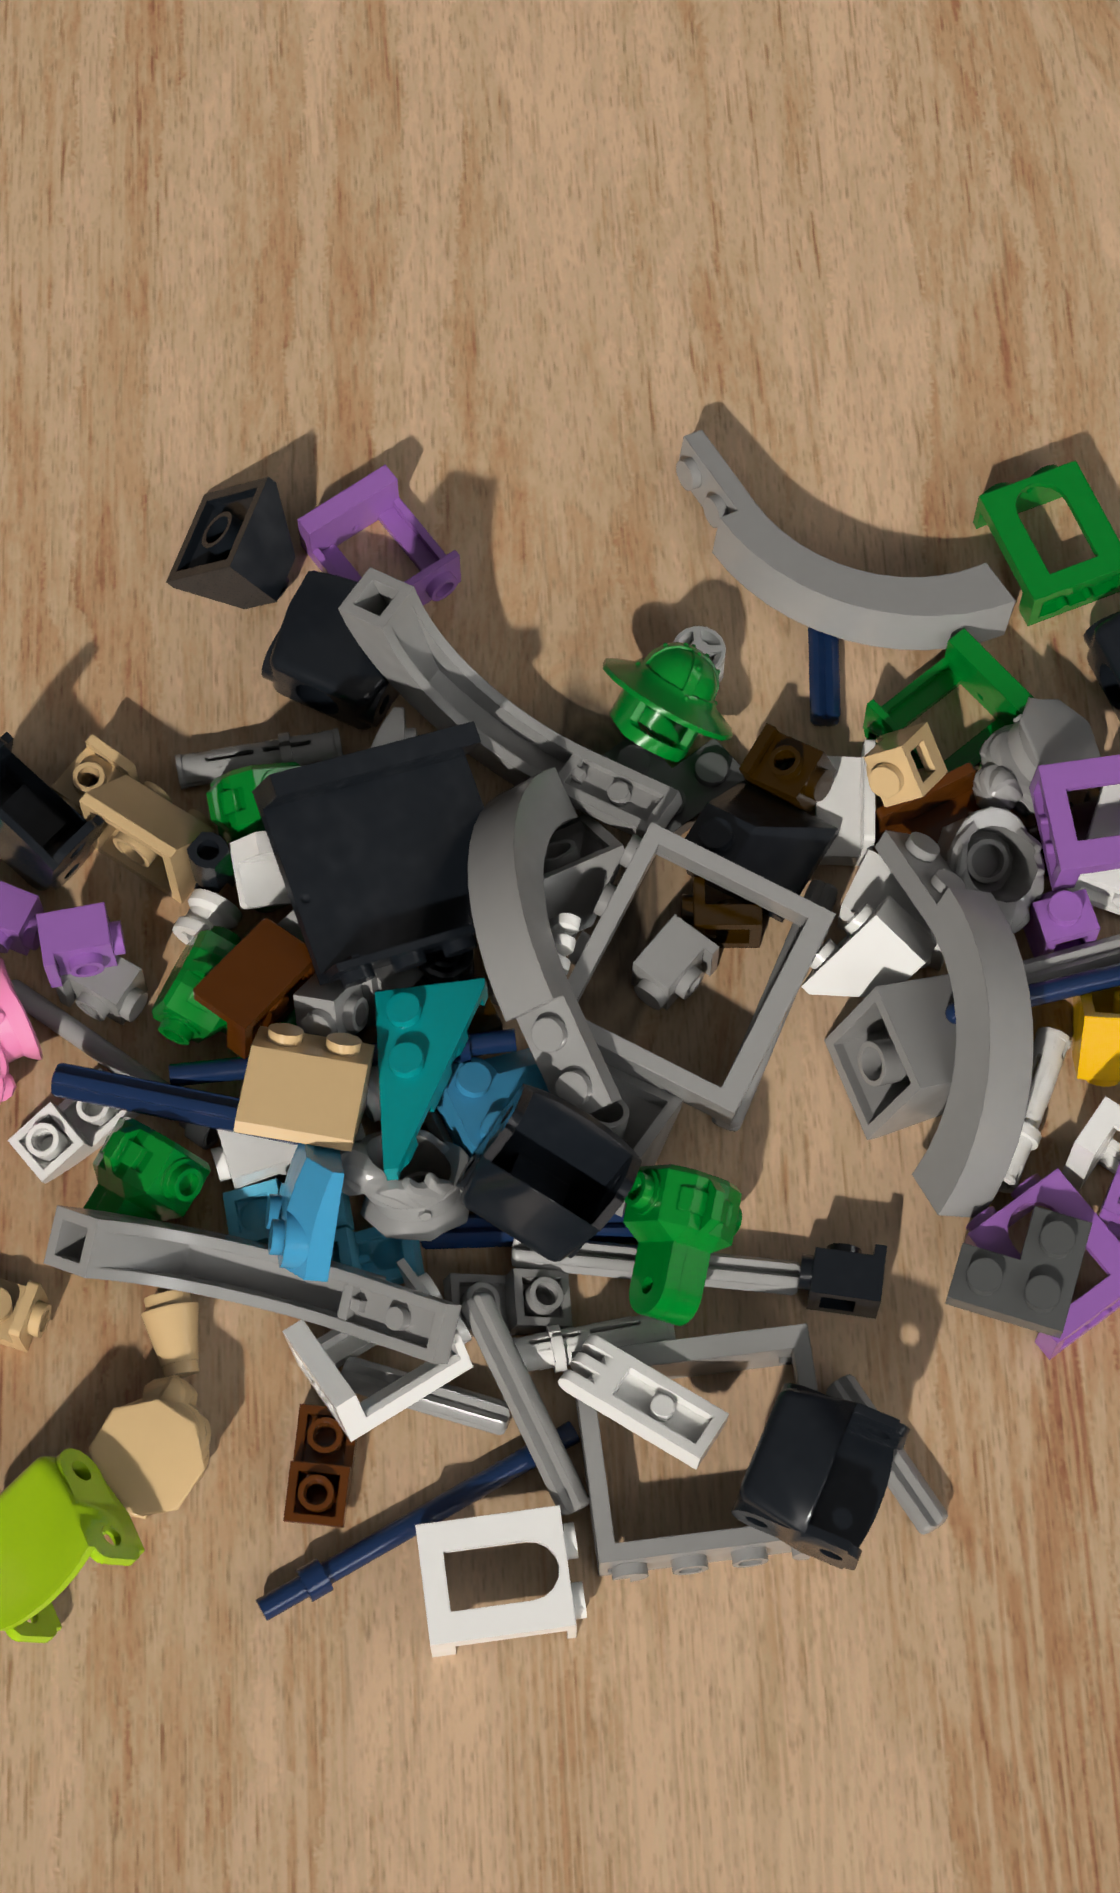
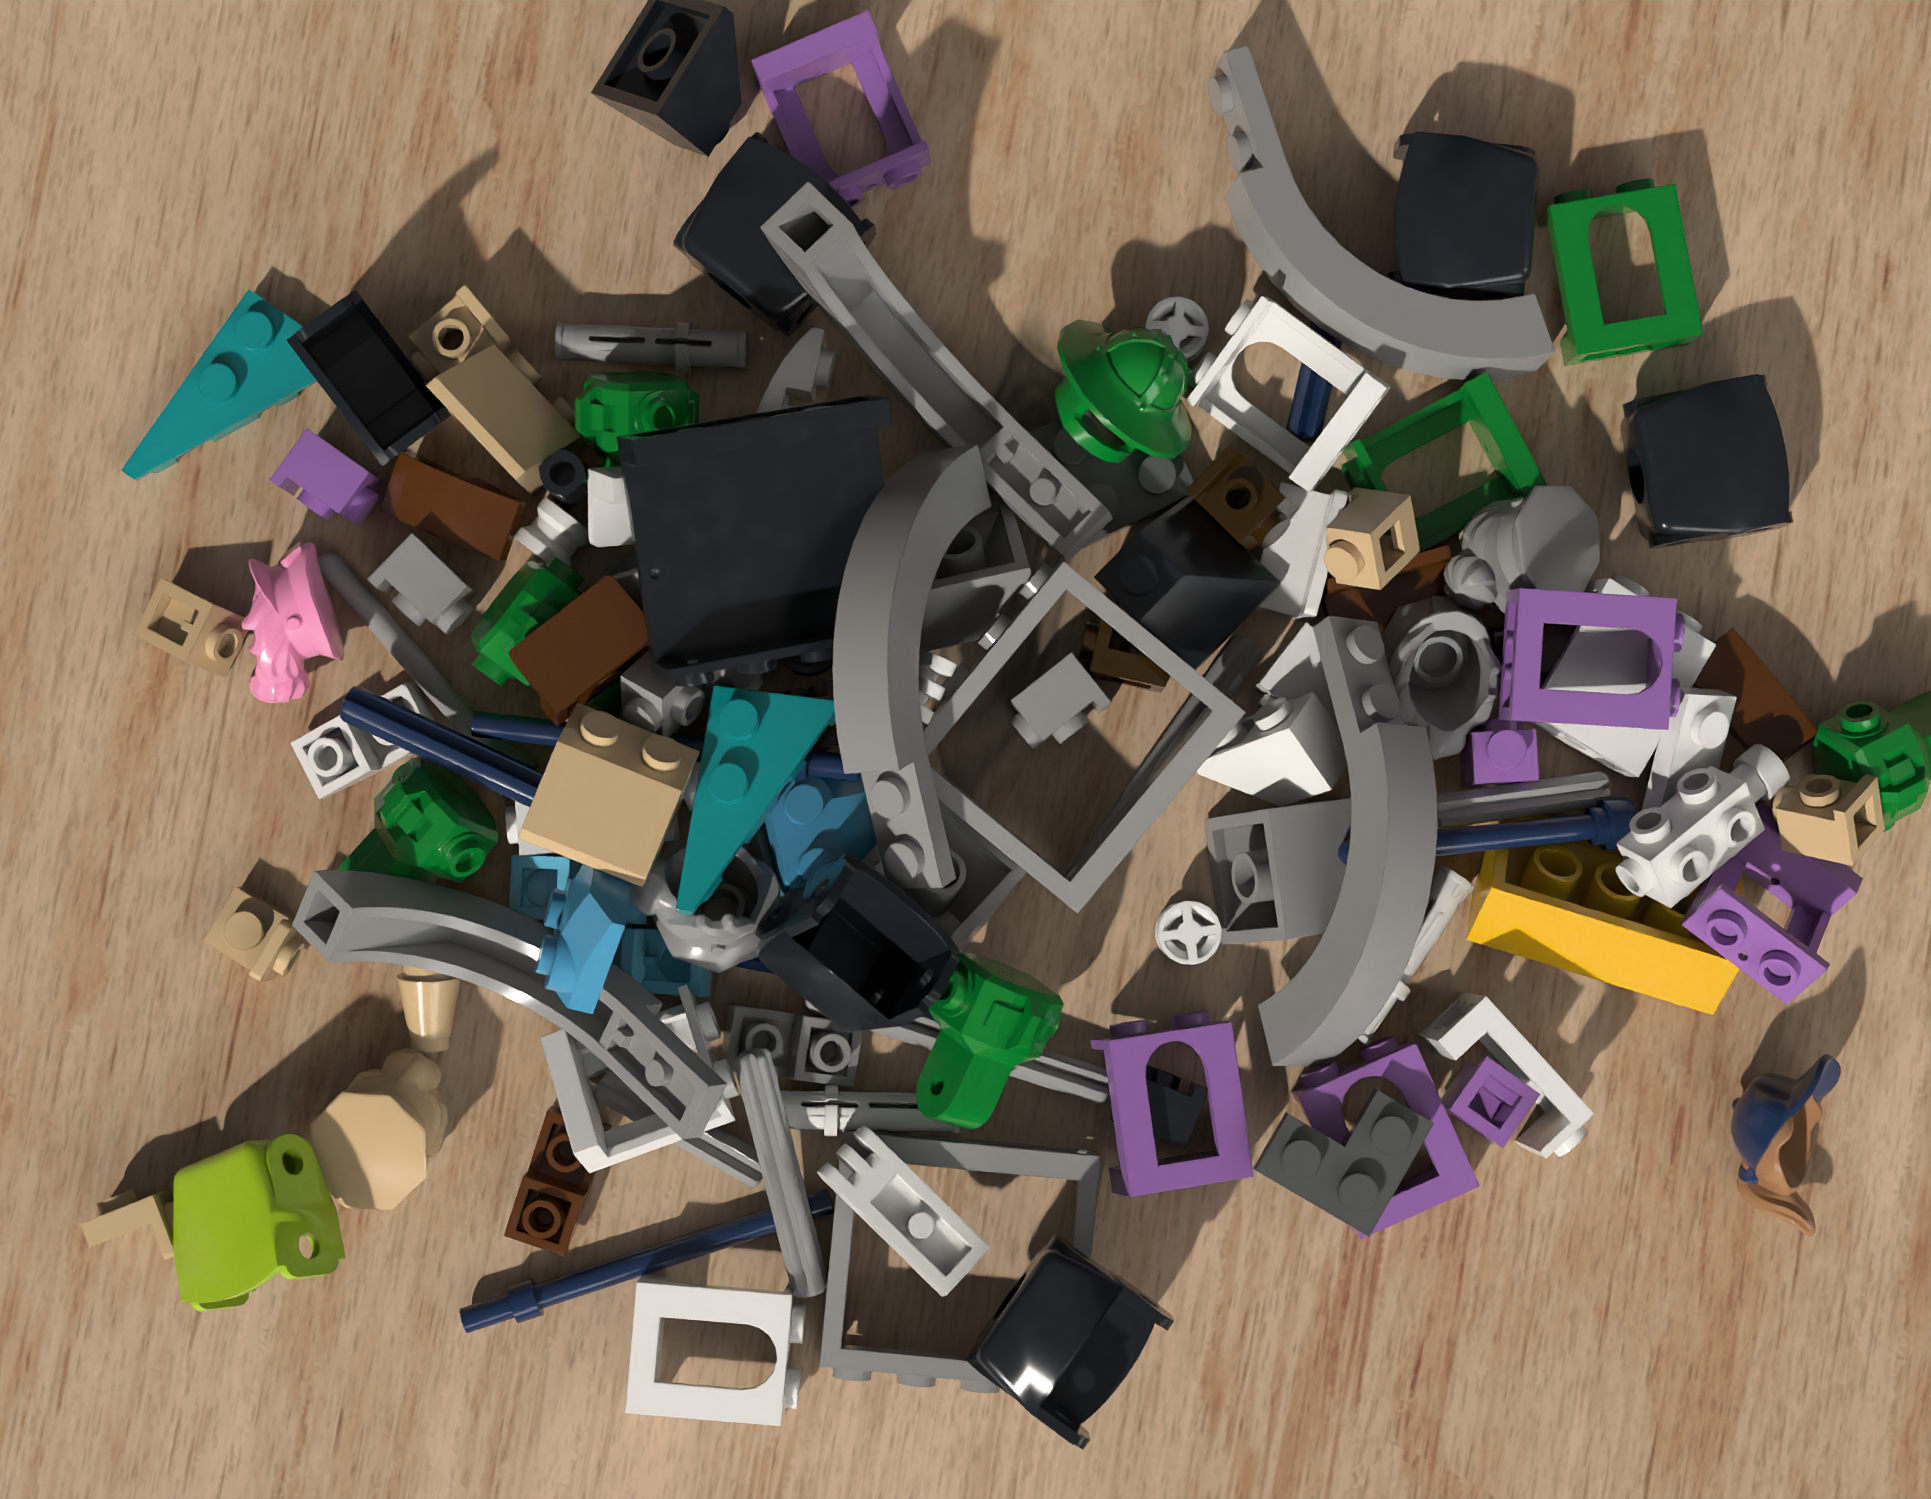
camera: 10 degrees right, 20 degrees up
(79, 941) = (399, 549): medium lavender brick -> none
(144, 916) = (453, 506): none -> reddish brown slope
(774, 633) = (1218, 395): none -> white panel
(834, 1116) = (1198, 931): none -> white wheel
(848, 1329) = (1126, 1063): none -> medium lavender panel
(905, 1479) = (1144, 1274): light grey axle -> none
(911, 515) = (1464, 216): none -> black piece

